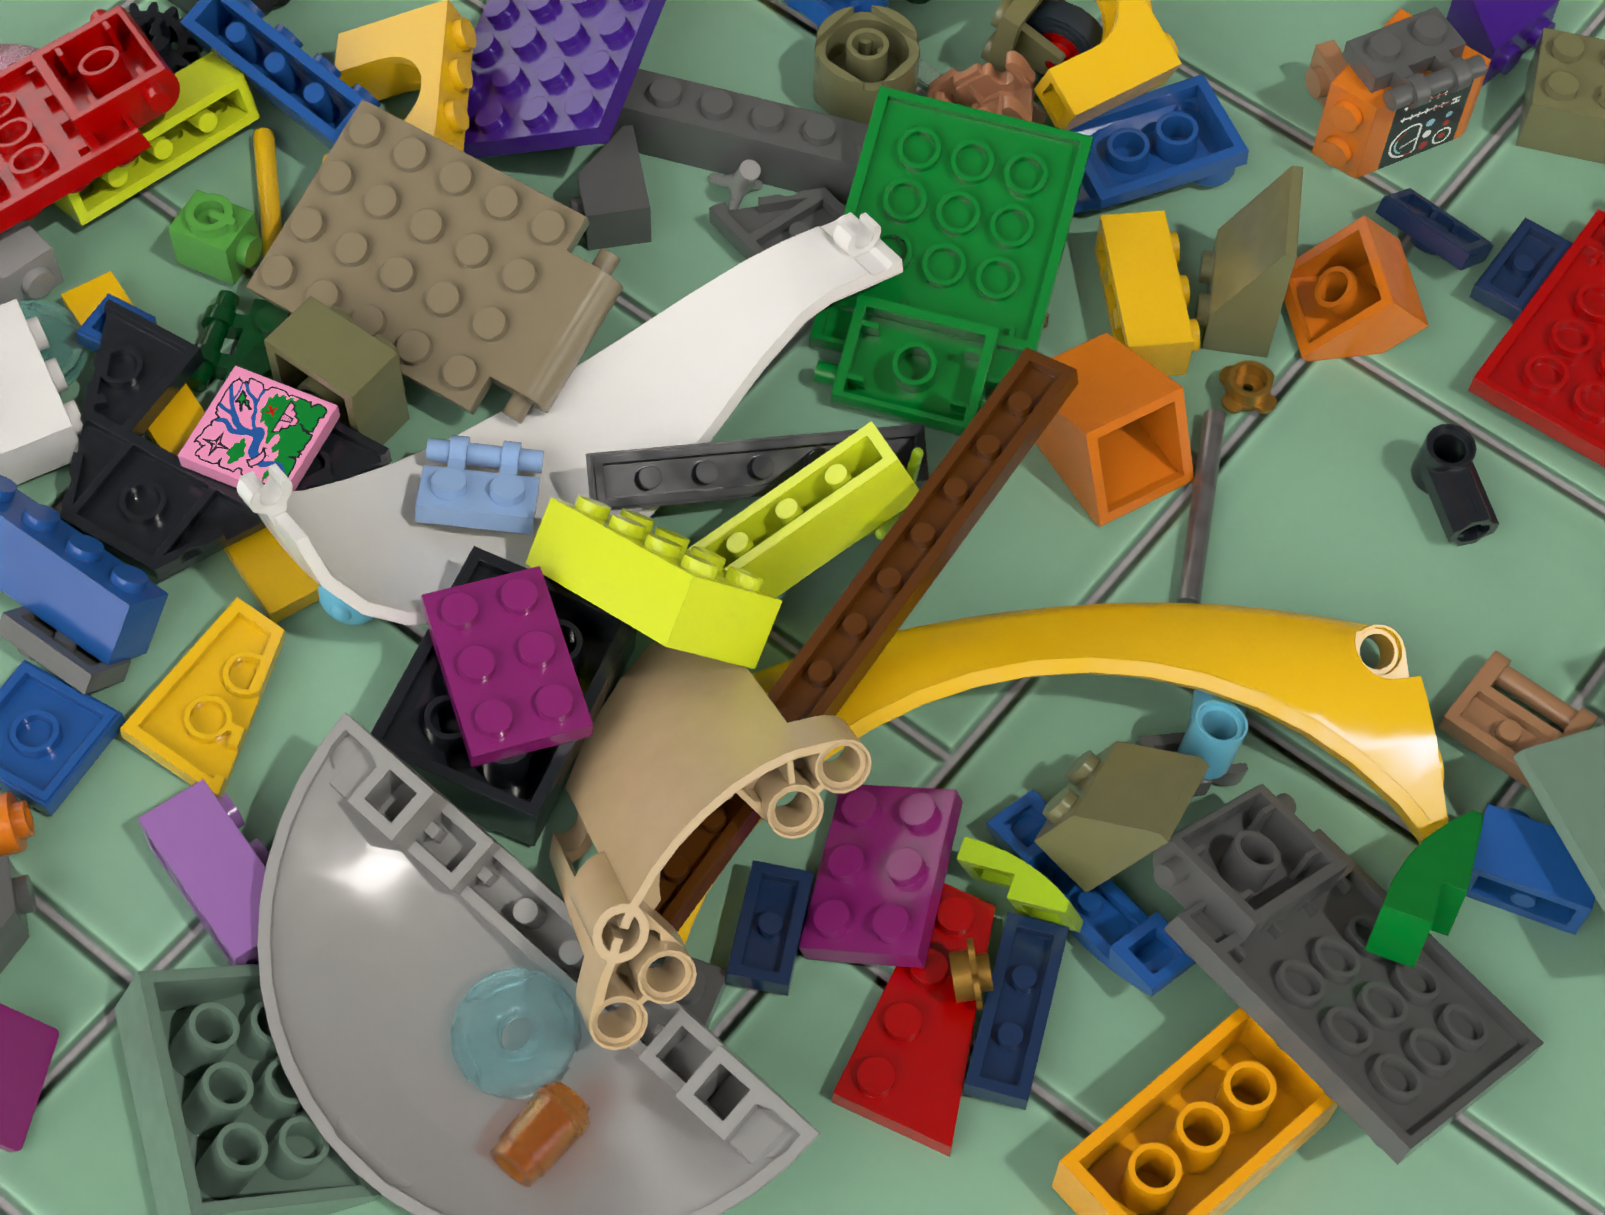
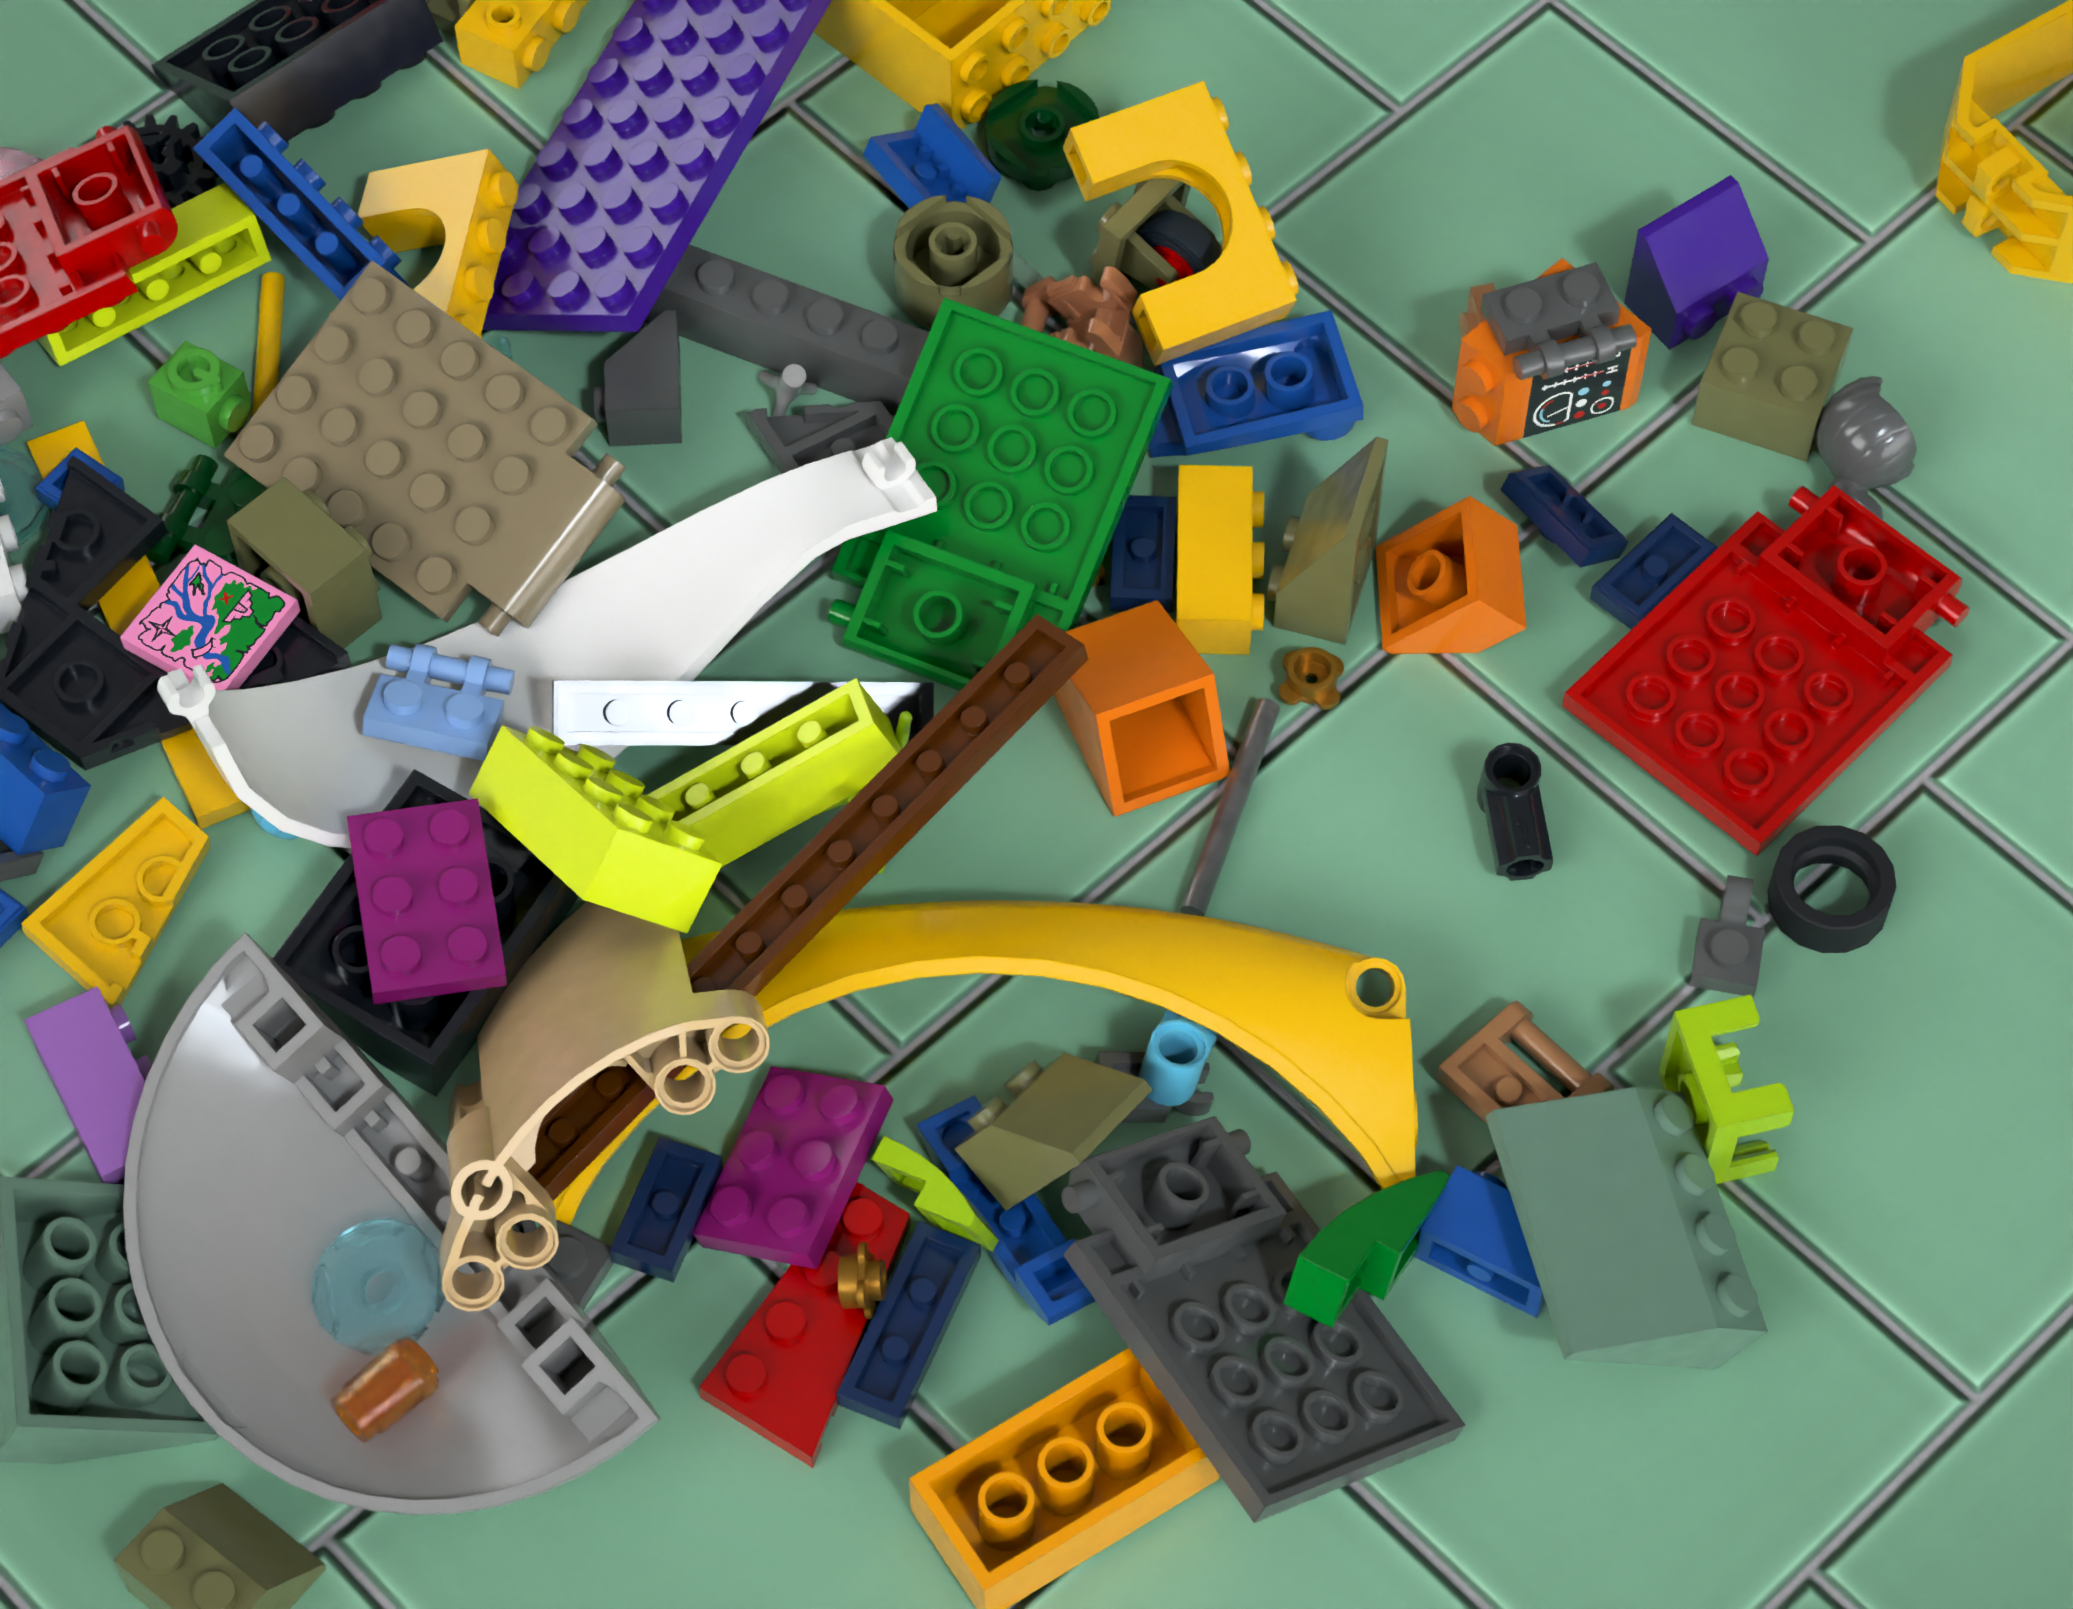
camera: 10 degrees right, 0 degrees up
(1081, 297) = (1144, 553): none -> dark blue plate

